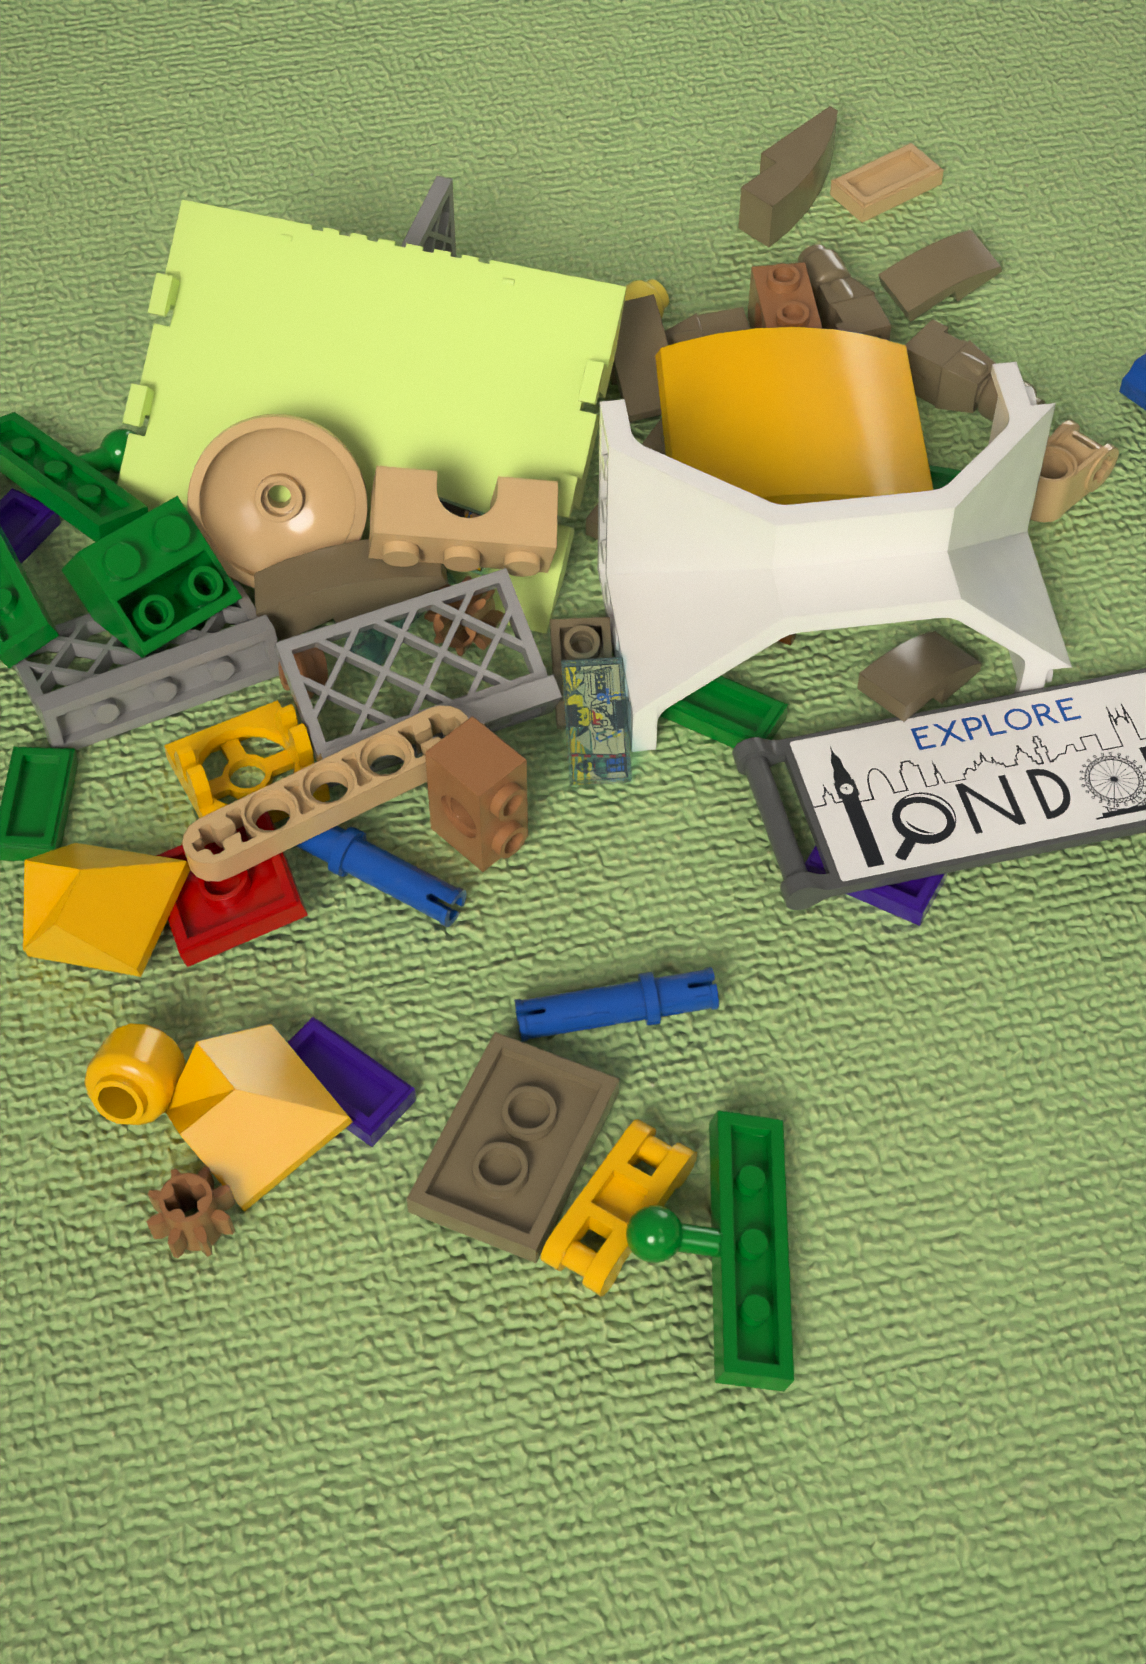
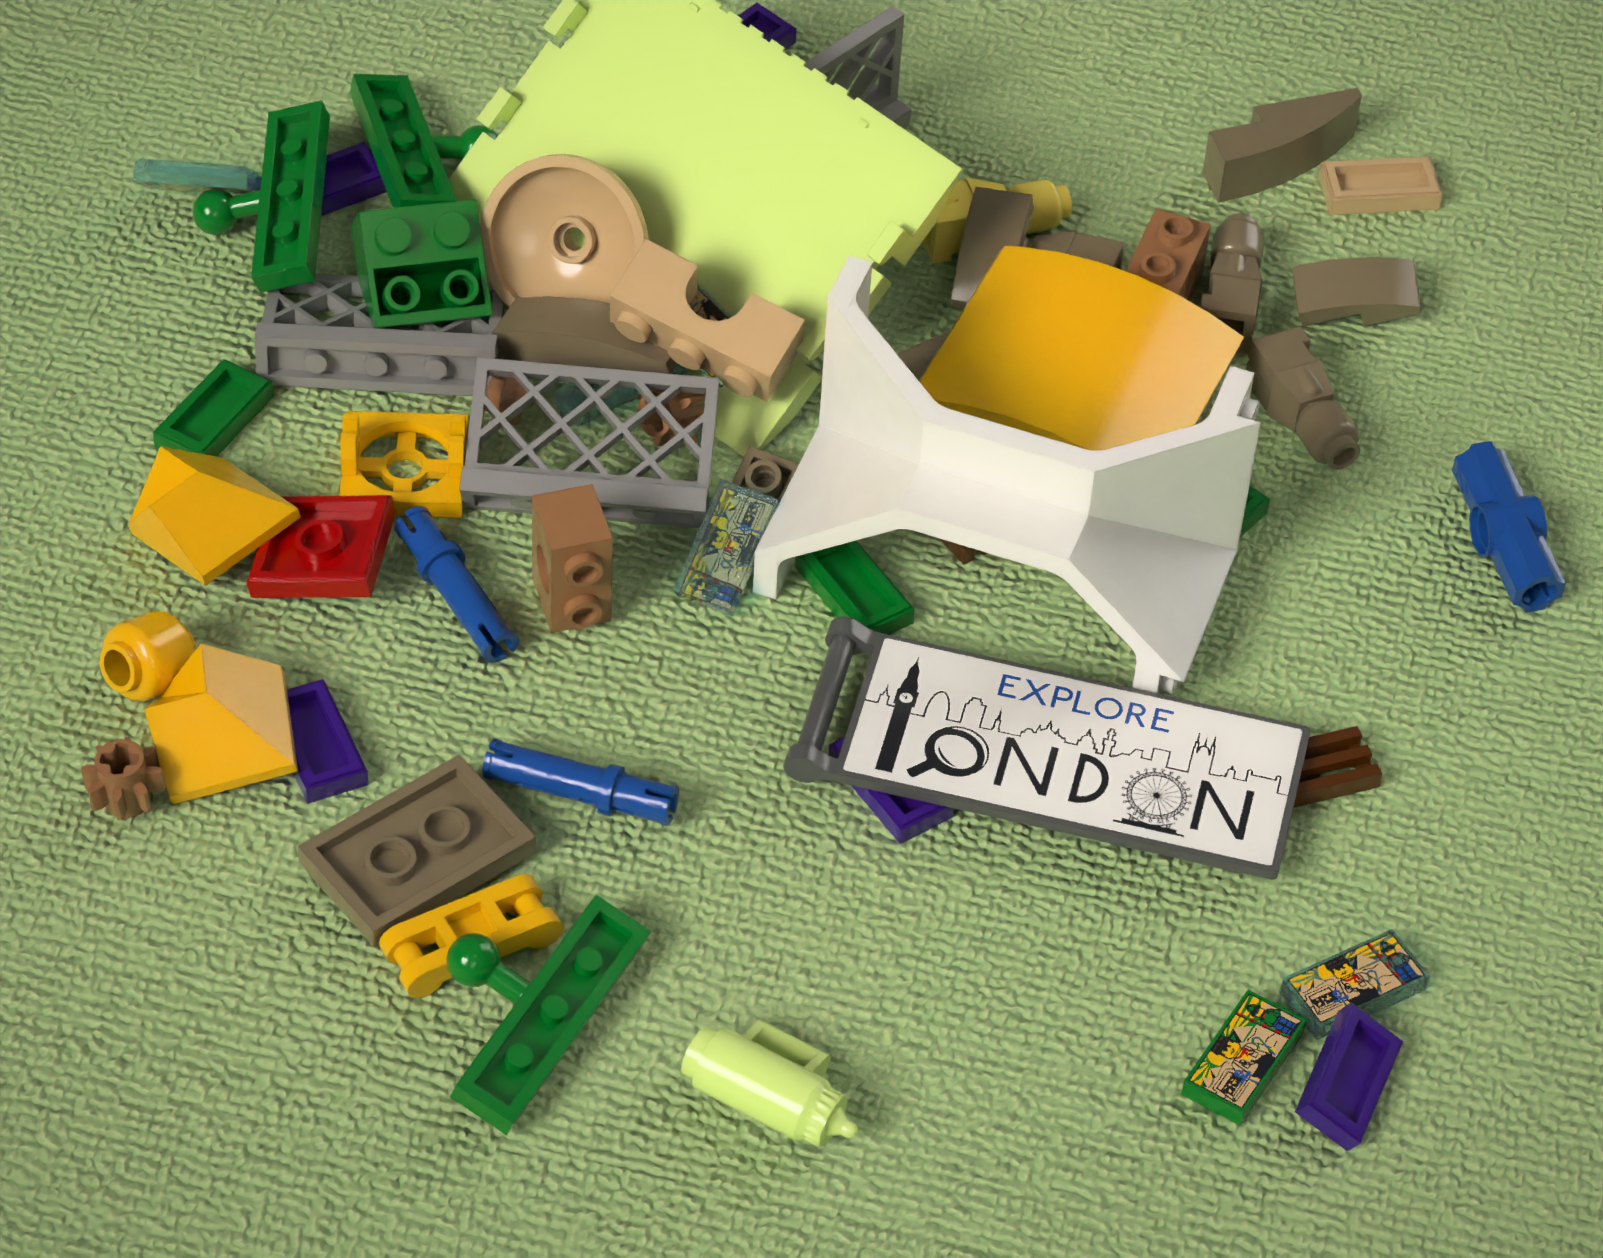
camera: 25 degrees right, 5 degrees down
(308, 815) = (417, 491): tan beam -> none
(917, 673) = (1048, 627): dark tan slope -> none
(982, 1212) = (769, 1080): none -> yellowish green piece
(1070, 471) = (1327, 517): tan piece -> none

